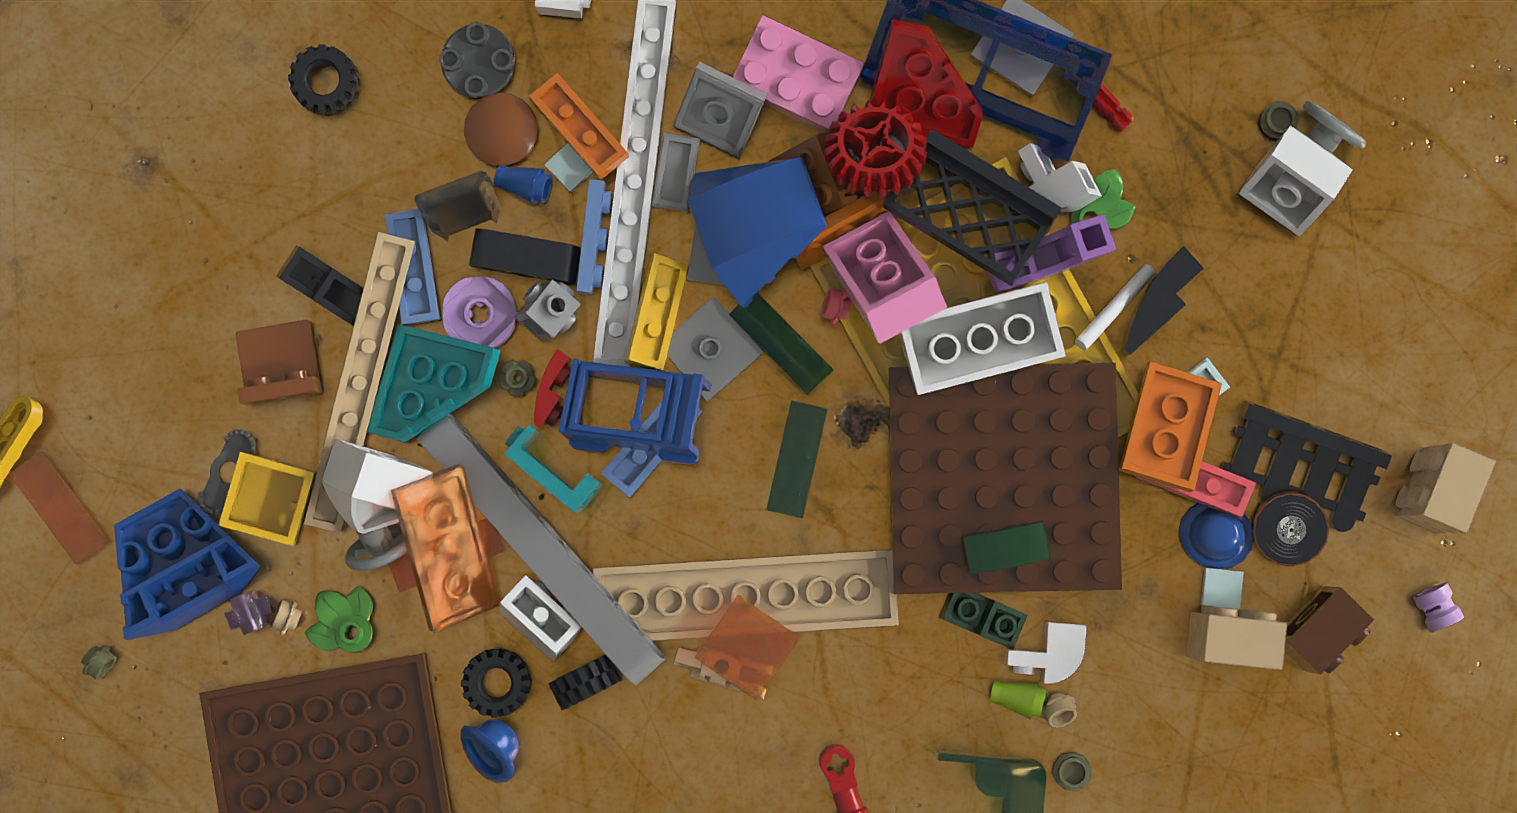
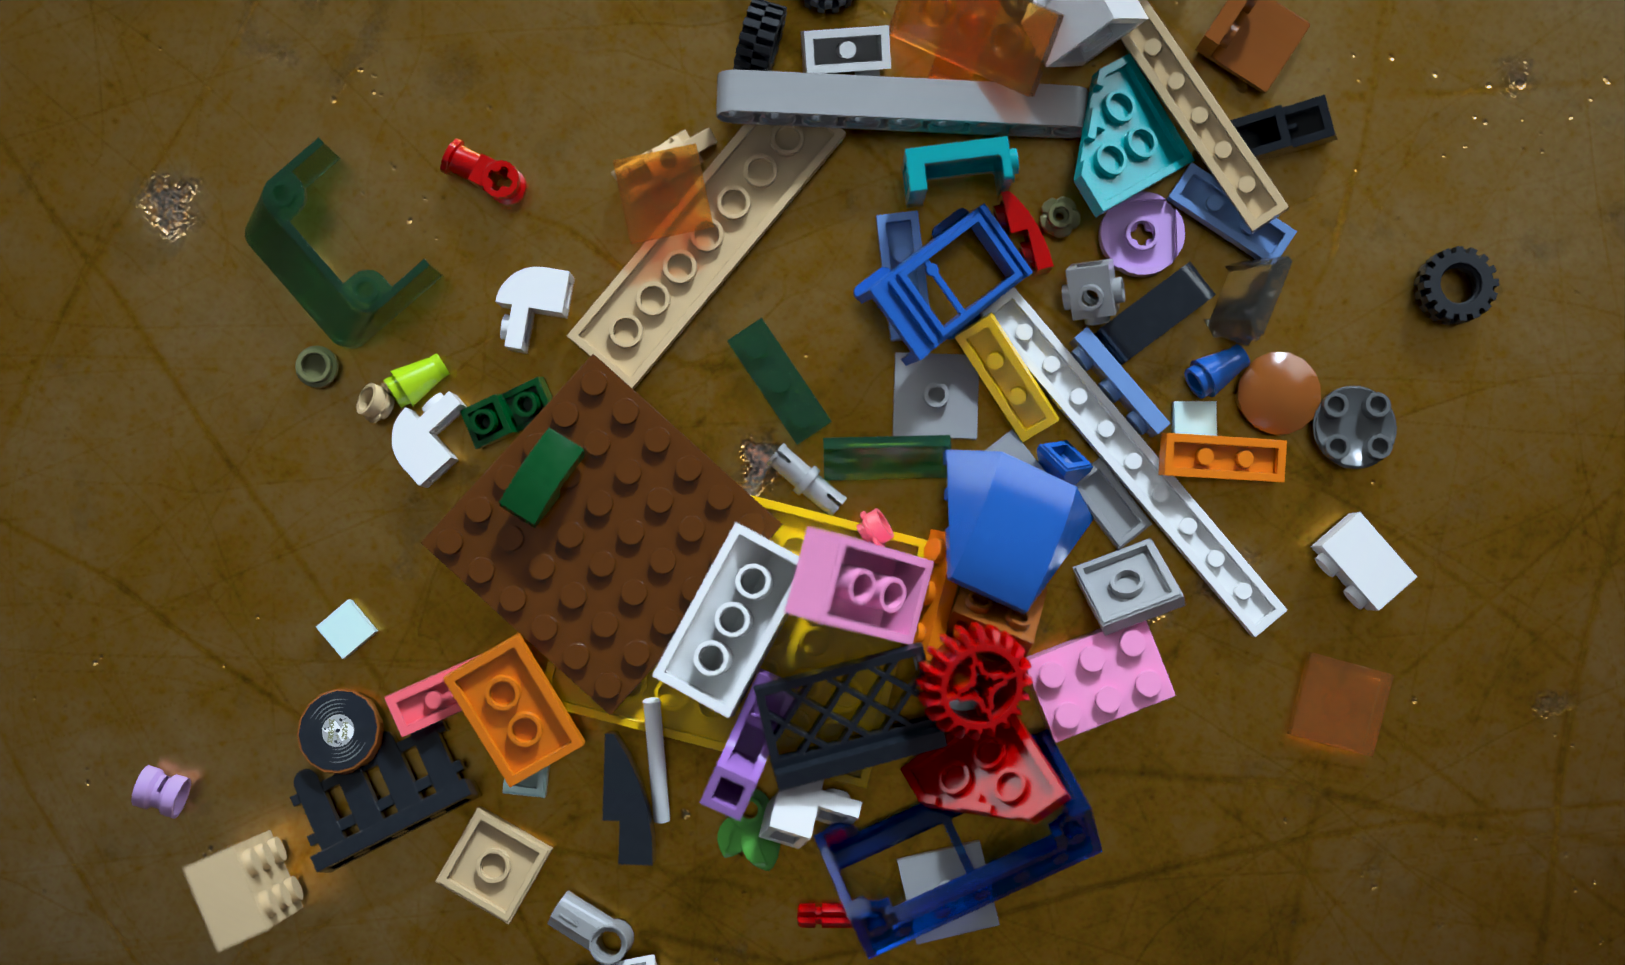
camera: 135 degrees right, 0 degrees up
(677, 225) = (1063, 461): none -> blue slope
(844, 380) = (806, 480): none -> light grey pin
(892, 676) = (532, 292): none -> white brick
(1215, 537) = (392, 662): blue hat -> none
(1242, 640) = (288, 596): tan brick -> none
(1260, 253) = (586, 927): none -> light grey piece
(1280, 349) = (494, 864): none -> tan tile
(1325, 630) = (228, 677): reddish brown brick -> none

